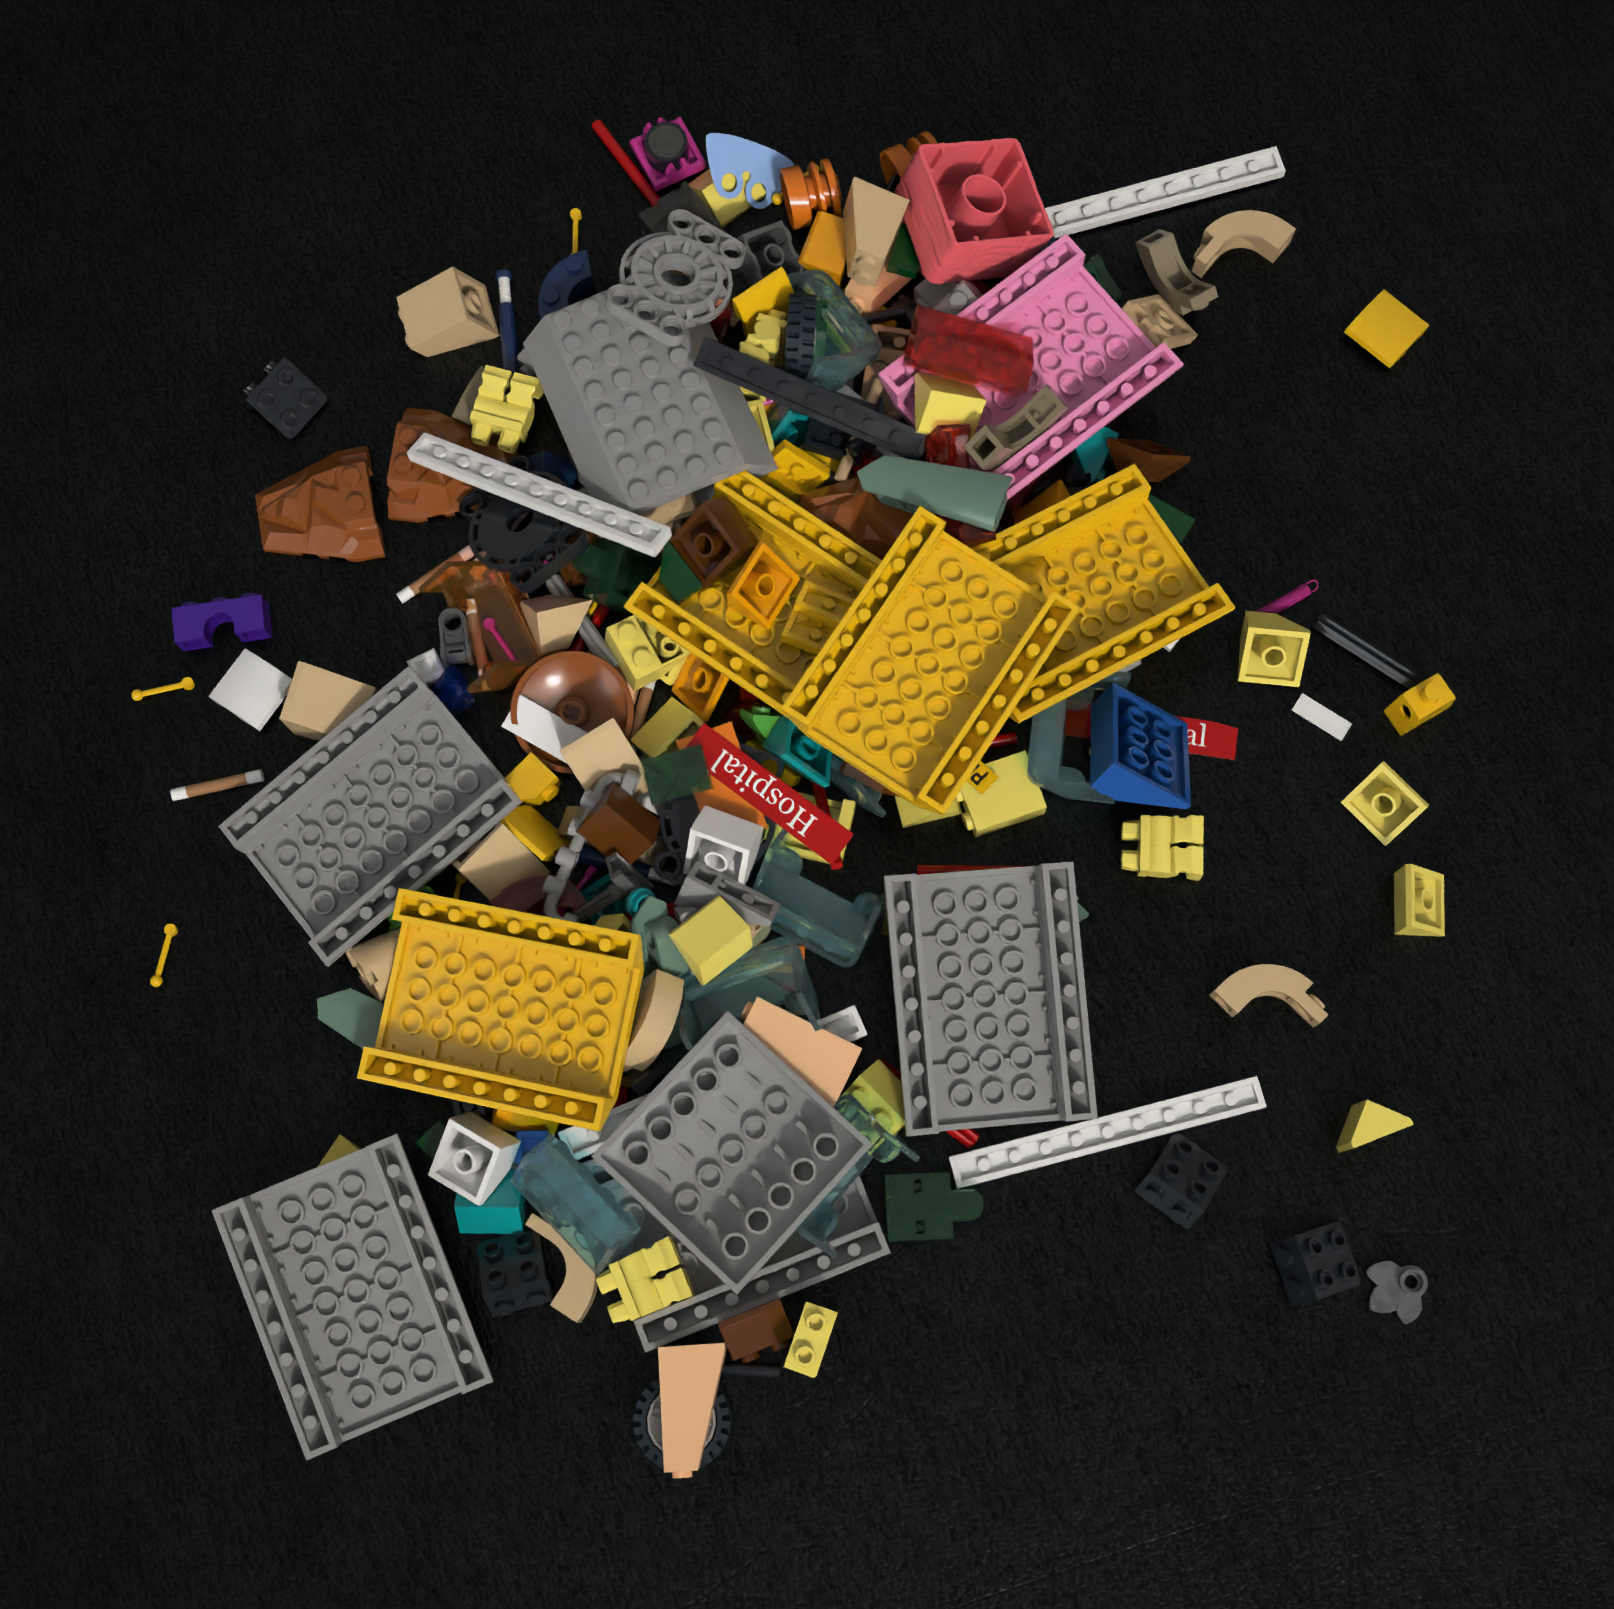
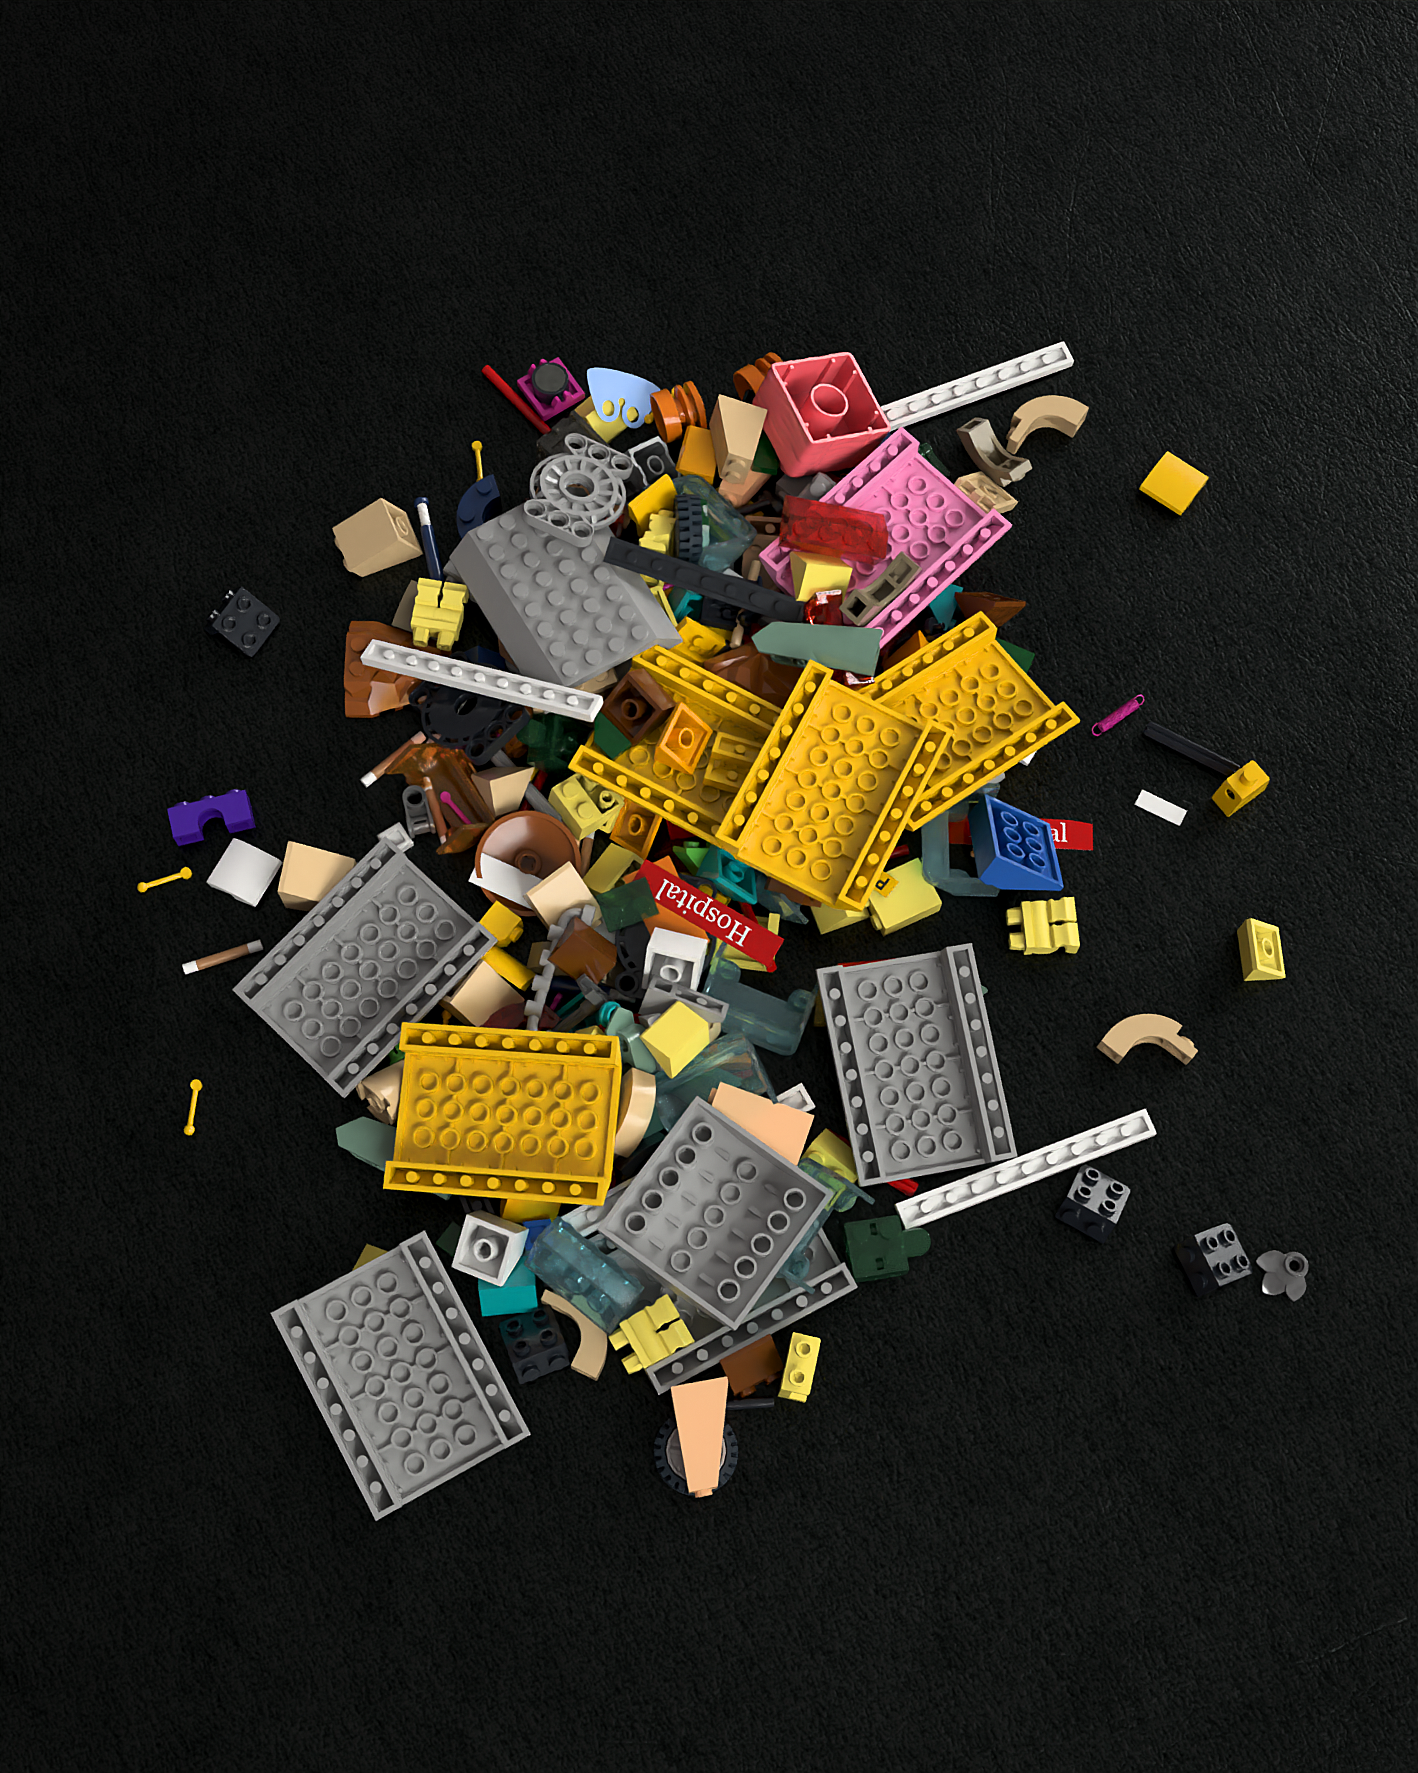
camera: 15 degrees left, 5 degrees down
(323, 510) = (288, 714): dark orange wedge -> none
(453, 691) = (423, 854): clear blue slope -> none
(1272, 649) = (1112, 755): light yellow slope -> none
(1369, 1122) = (1243, 1136): light yellow slope -> none
(1384, 803) = (1222, 872): light yellow slope -> none

